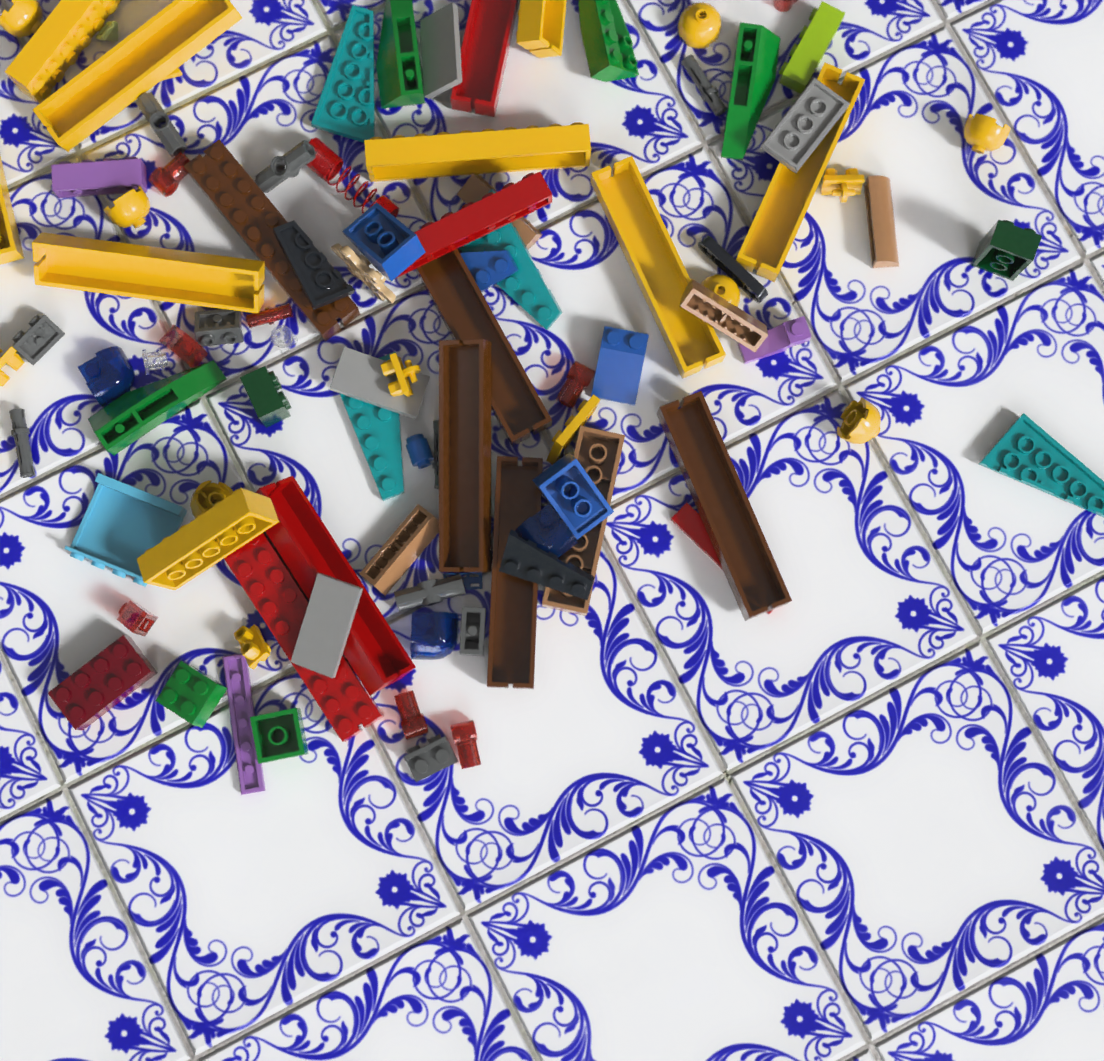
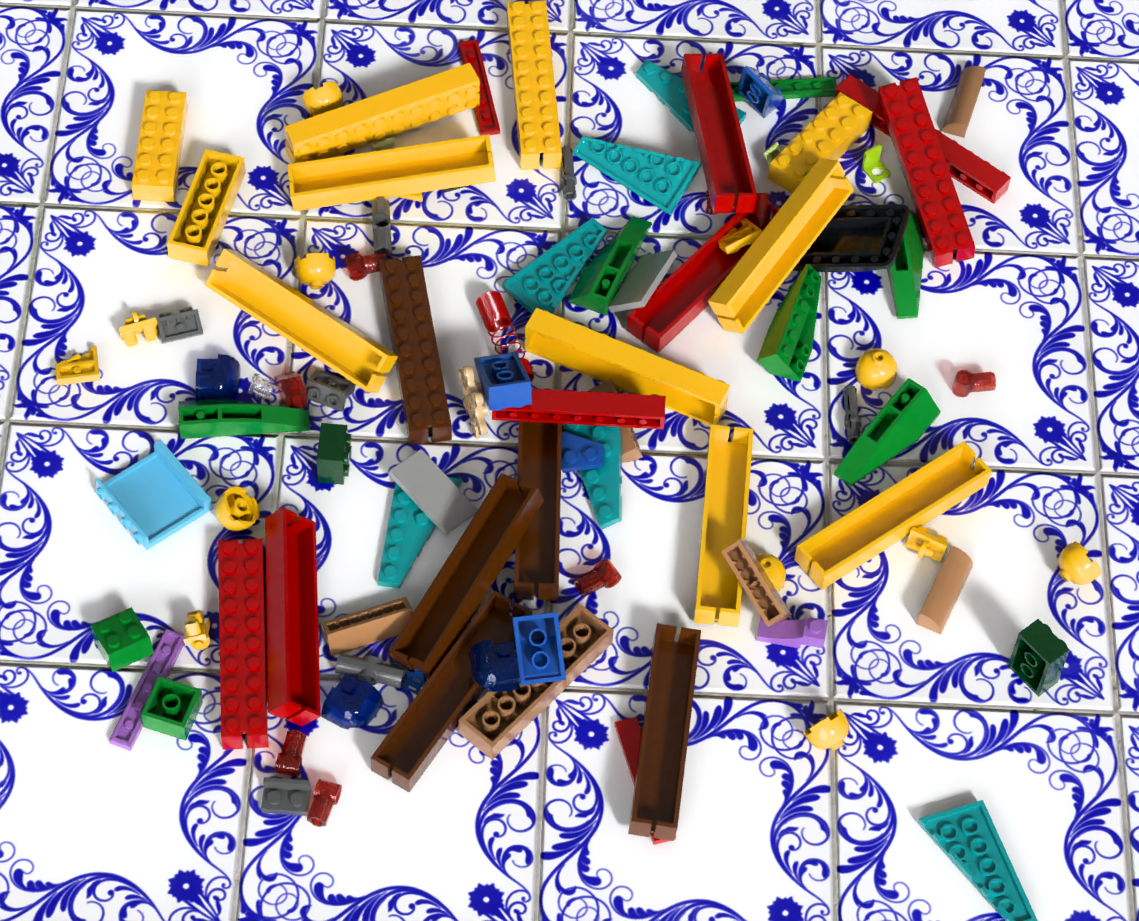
camera: 30 degrees right, 25 degrees down
(21, 437) = (118, 385): dark grey pin -> none
(98, 177) = (304, 237): medium lavender brick -> none
(102, 683) = (56, 594): dark red brick -> none
(136, 618) = (117, 562): clear red slope -> none
(207, 539) = (215, 523): yellow brick -> none
(269, 315) = (376, 401): clear red pin -> none
(287, 342) = (375, 423): clear brick -> none
(294, 161) = (460, 300): dark grey piece -> none
(314, 273) = (432, 376): black wing -> none
(326, 625) = (268, 634): light grey tile -> none
(395, 366) = (457, 490): yellow hips -> none
(419, 451) = (432, 560): blue brick -> none
(472, 631) = (385, 714): dark grey brick -> none
(543, 568) = (477, 687): black wing -> none
(563, 439) = (593, 601): yellow wing -> none
(619, 365) = (645, 582): blue slope -> none
(733, 269) = (790, 560): black beam -> none
(805, 125) = (916, 477): light grey tile -> none
(812, 47) = (968, 426): lime brick -> none

